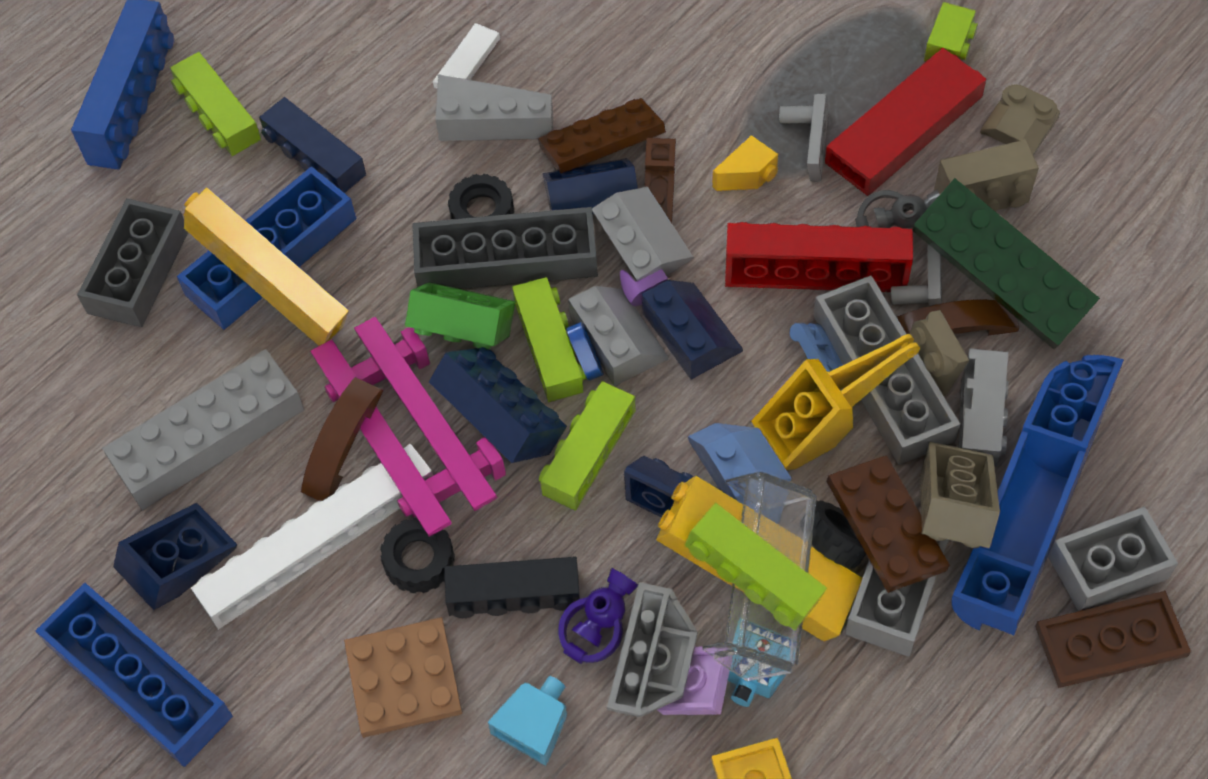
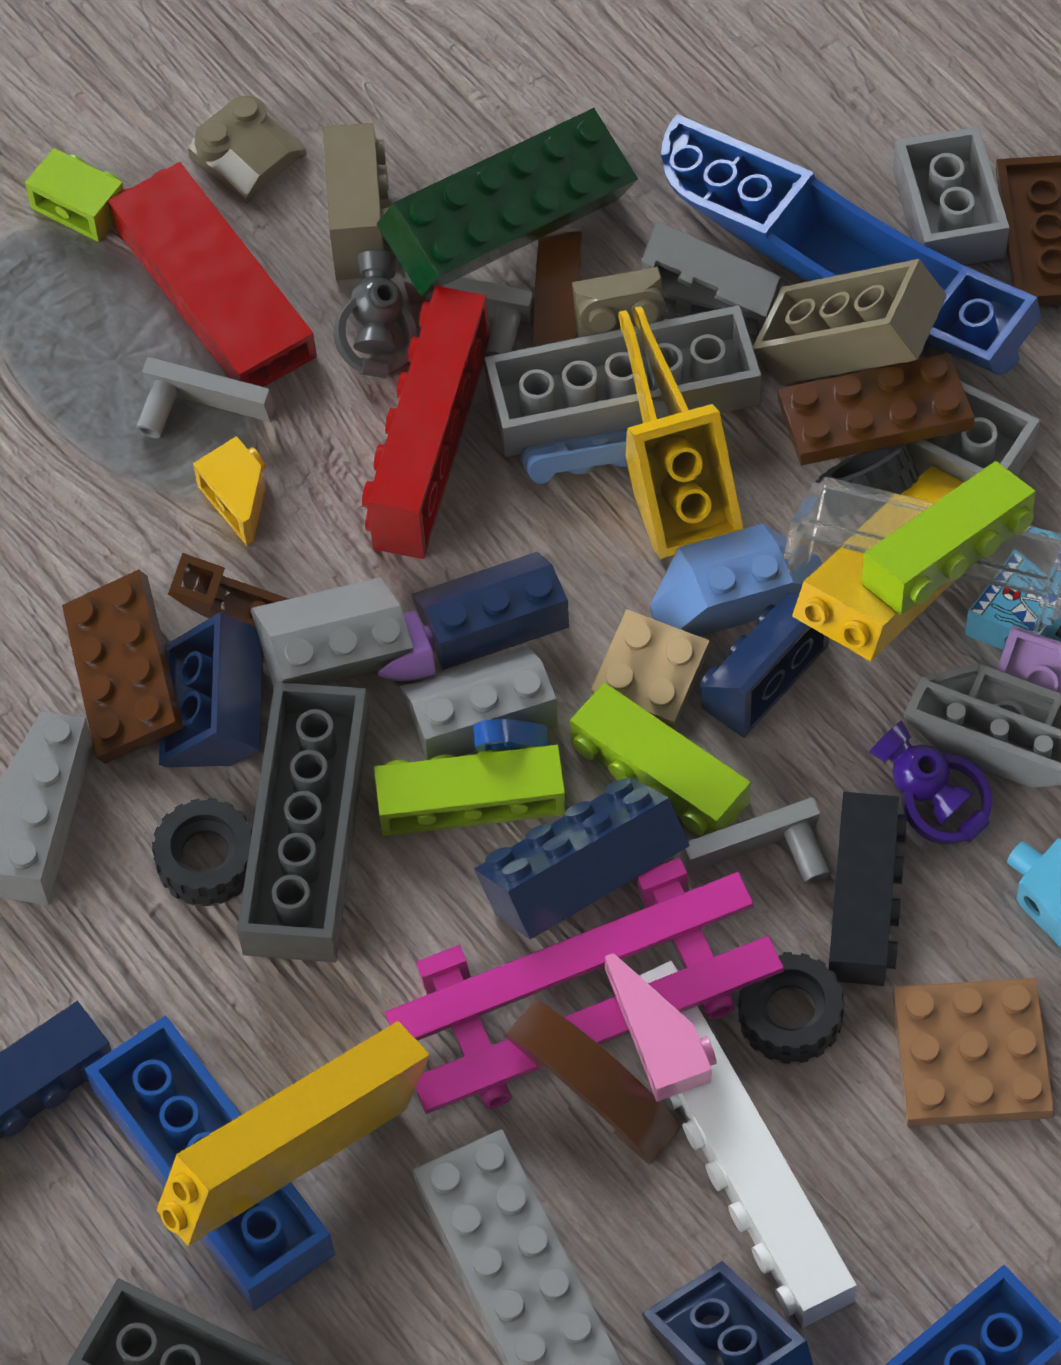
camera: 80 degrees left, 0 degrees up
(364, 464) = (662, 1035): none -> bright pink slope
(459, 315) = (415, 888): bright green brick -> none
(554, 533) = (788, 823): none -> light grey piece
(662, 428) = (653, 665): none -> tan plate

